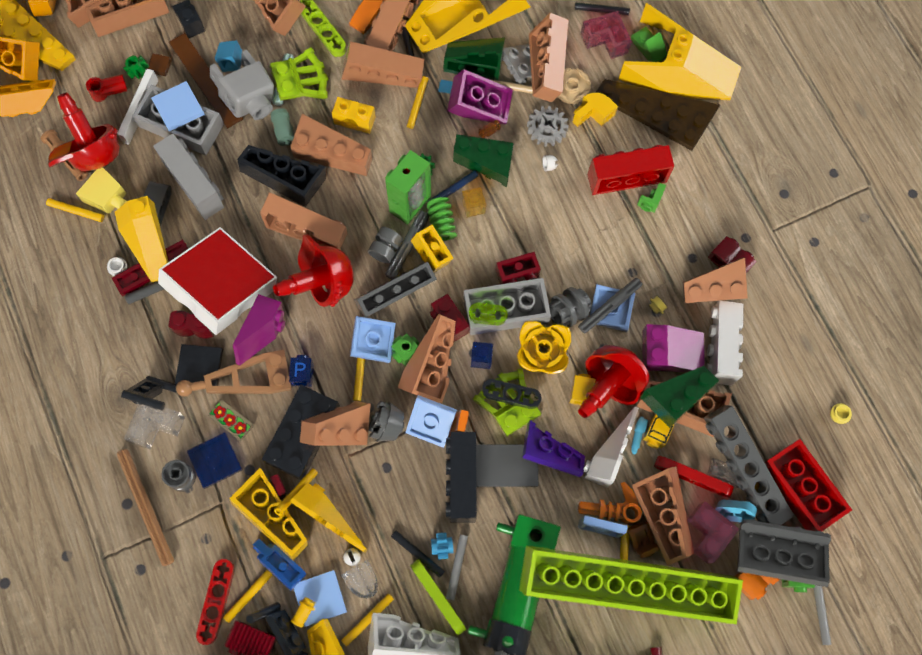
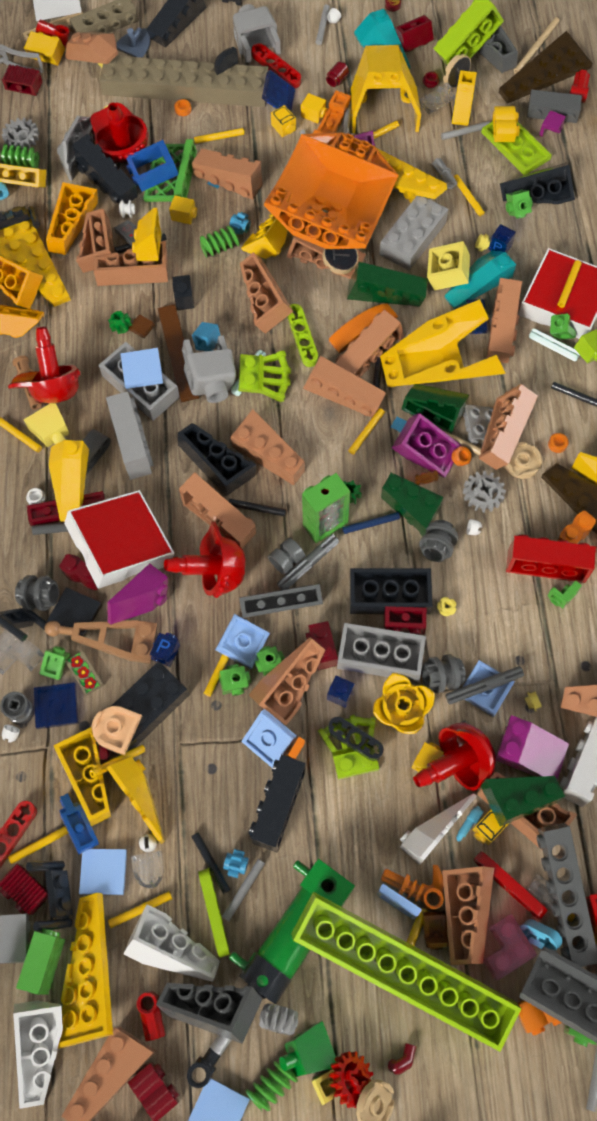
camera: 25 degrees right, 5 degrees down
(105, 87) = (87, 332): red piece -> none
(129, 125) = (93, 373): white tile -> none
(153, 359) = (37, 592): none -> dark grey piece
(180, 501) = (10, 732): none -> white hinge
(198, 420) = (54, 662): none -> bright green bracket
(282, 127) = (231, 419): sand green piece -> none
(283, 461) = (115, 728): none -> light nougat tile
(304, 610) = (82, 878): yellow pin -> none
(339, 427) = (178, 713): nougat wedge -> none
(340, 207) = (258, 507): none -> black piece
(353, 115) = (301, 425): yellow brick -> none
(375, 384) = (229, 685): none -> bright green brick
(386, 422) = (226, 725): dark grey cone -> none
(432, 248) = (329, 573): yellow brick -> none
(439, 215) = (348, 547): bright green piece -> none
(473, 202) = (385, 542): clear yellow brick -> none
(484, 247) = (394, 587): none -> black brick
(487, 309) = (361, 649): clear neon green beam -> none
(504, 467) = (327, 807): dark grey tile -> none
(515, 99) = (461, 456): none -> orange tile
(523, 185) = (439, 541): none -> dark grey piece
(547, 451) = (374, 810): dark purple wing -> none
(550, 249) = (446, 611): none -> light yellow plate
(597, 106) = (539, 486): yellow brick -> none
(598, 59) = (558, 443): none -> orange tile
(608, 31) = (574, 417): clear pink brick -> none
(645, 133) = (578, 529): none -> orange brick

